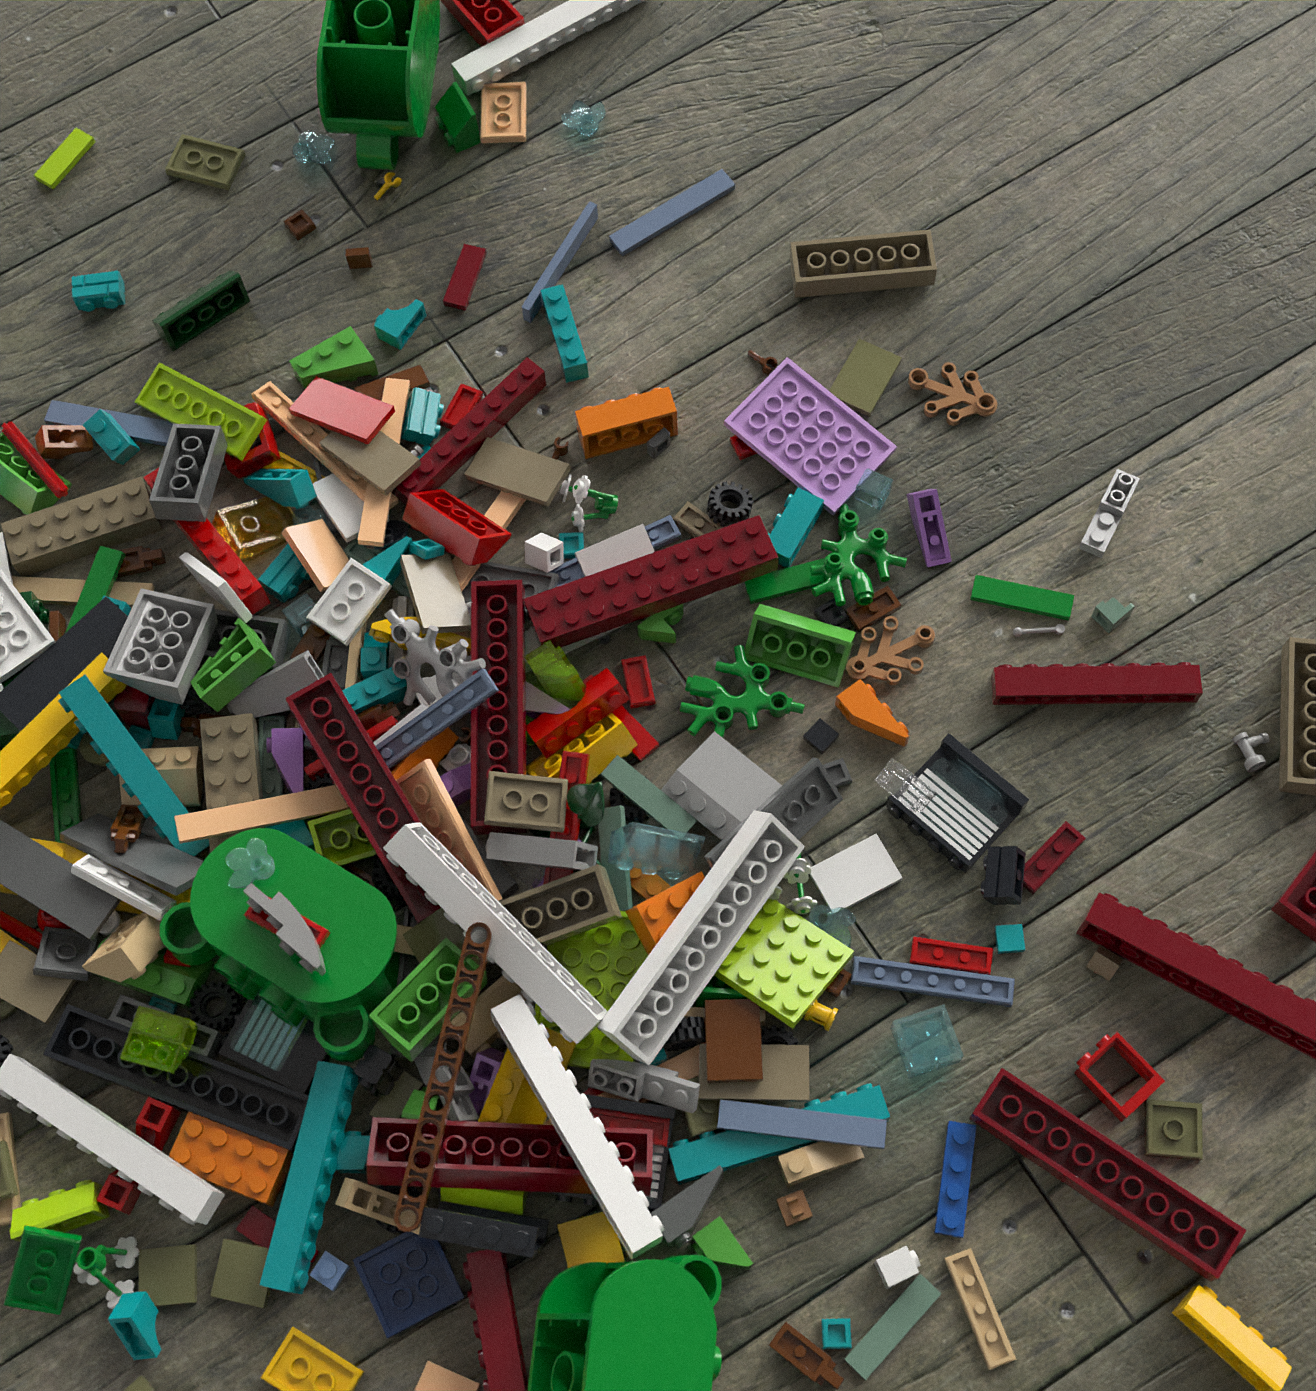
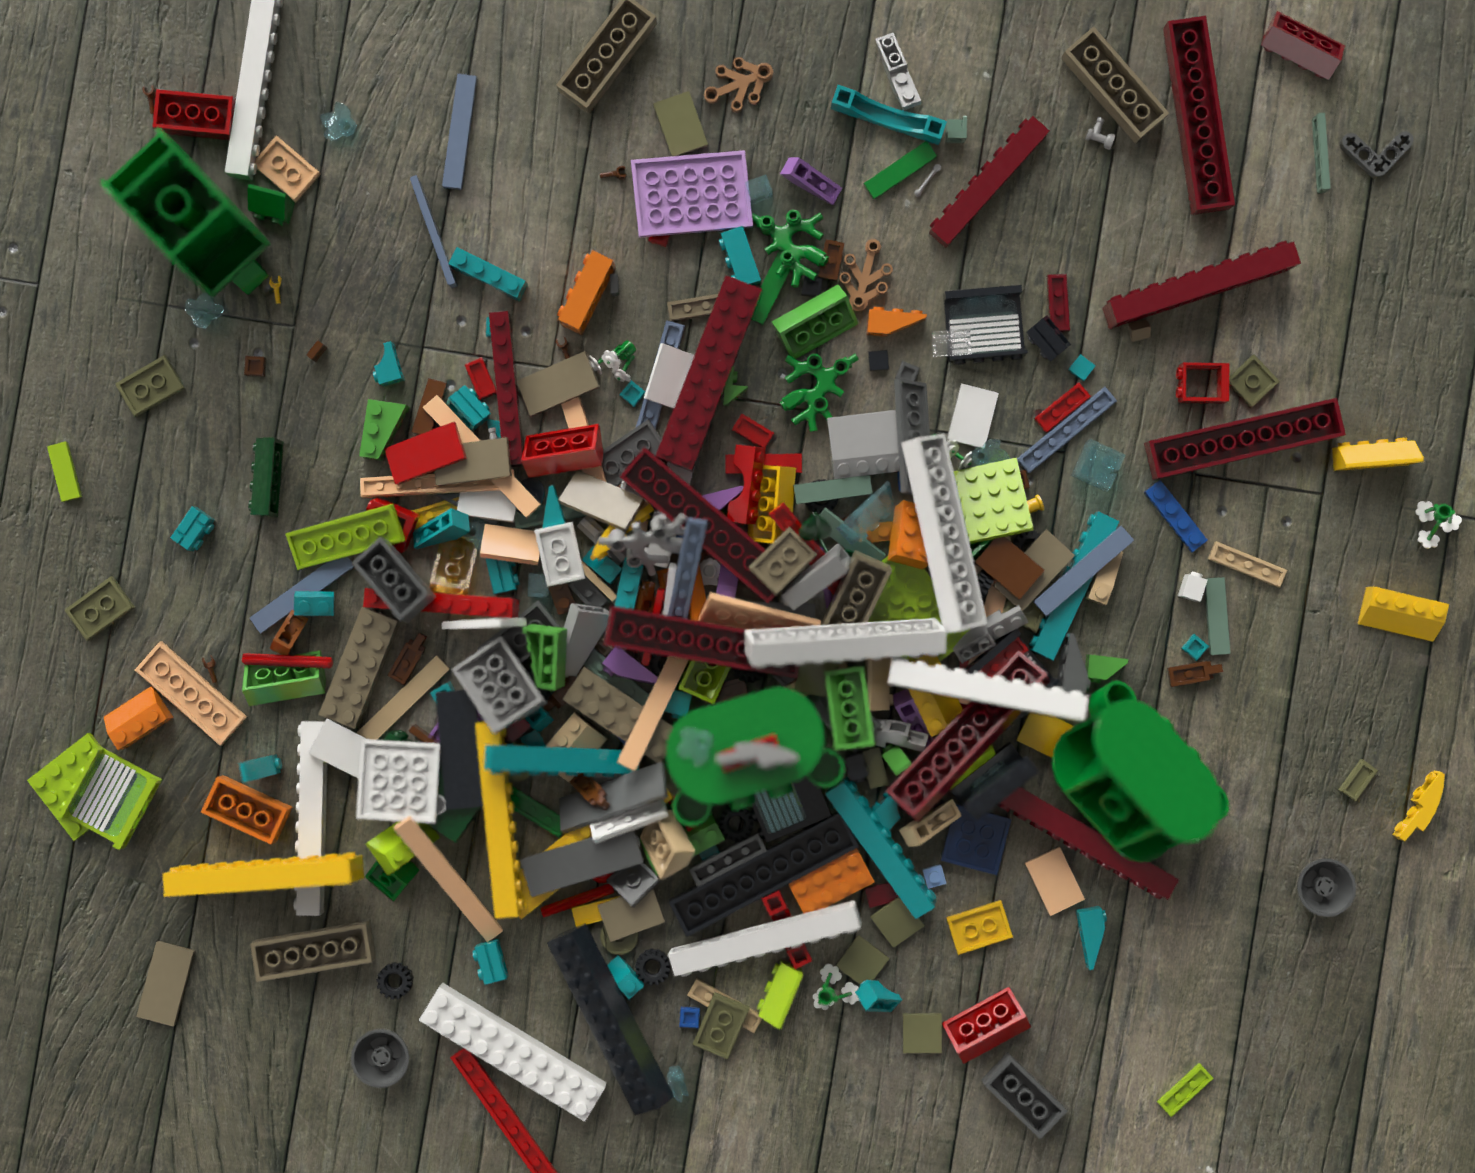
camera: 50 degrees left, 20 degrees up
(42, 1270) = (807, 1024): green tile -> none
(98, 583) = (415, 694): green tile -> none
(159, 1039) = (739, 870): clear neon green slope -> none
(426, 548) = (565, 481): teal tile -> none
(446, 1089) = (914, 743): reddish brown beam -> none
(464, 277) = (389, 298): dark red tile -> none
(544, 552) = (626, 415): white brick -> none
(555, 672) = (711, 477): clear neon green slope -> none
(732, 494) = (689, 271): black tyre -> none
(794, 1208) = (1116, 611): medium nougat tile -> none
(1079, 574) = (912, 124): none -> teal arch

